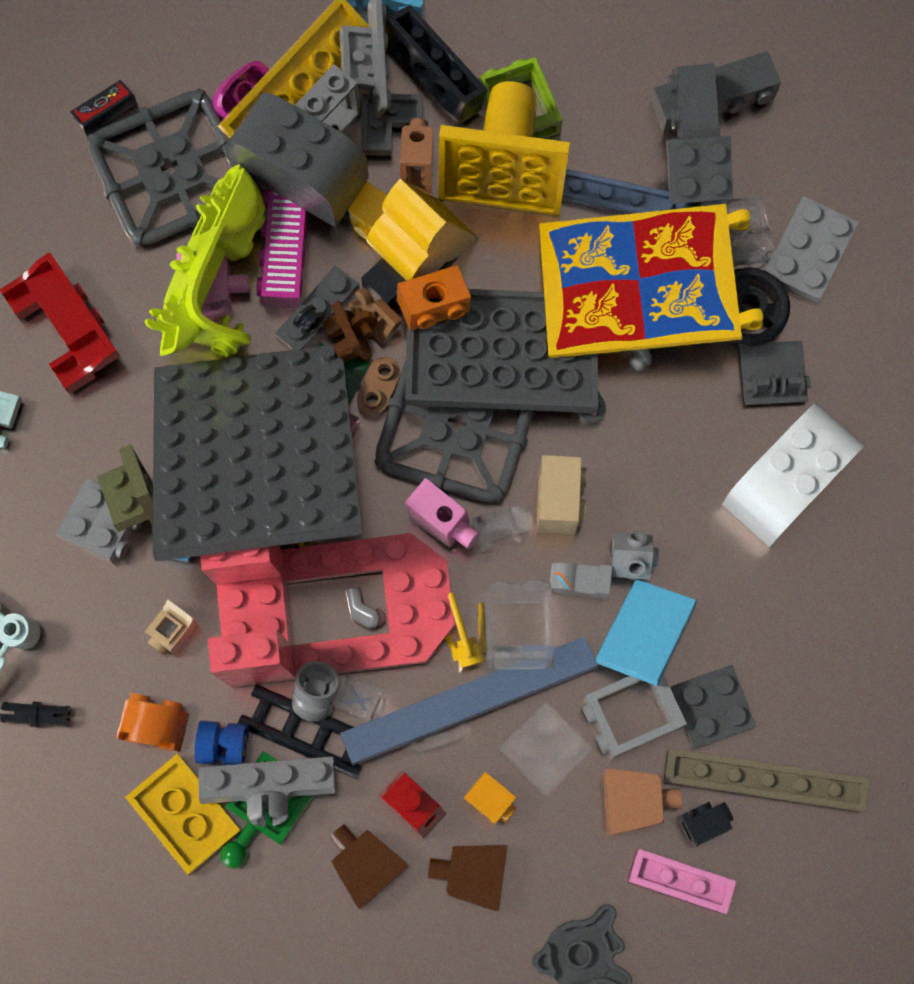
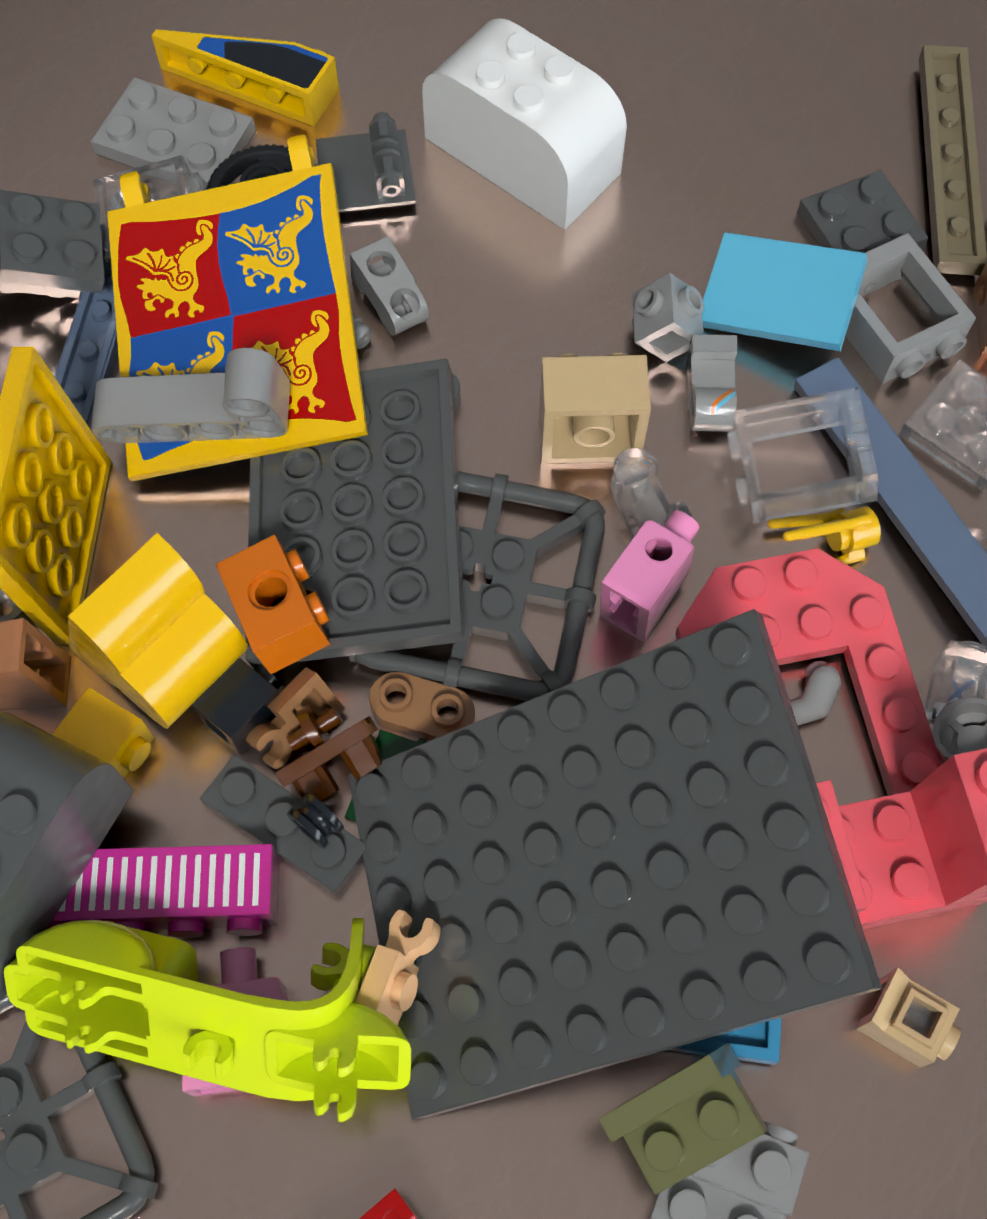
camera: 95 degrees left, 10 degrees down
(217, 353) = (392, 976): none -> light nougat plate
(570, 264) = (236, 404): none -> light grey beam
(669, 381) = (389, 286): none -> light grey leg
(857, 312) = (260, 71): none -> yellow slope

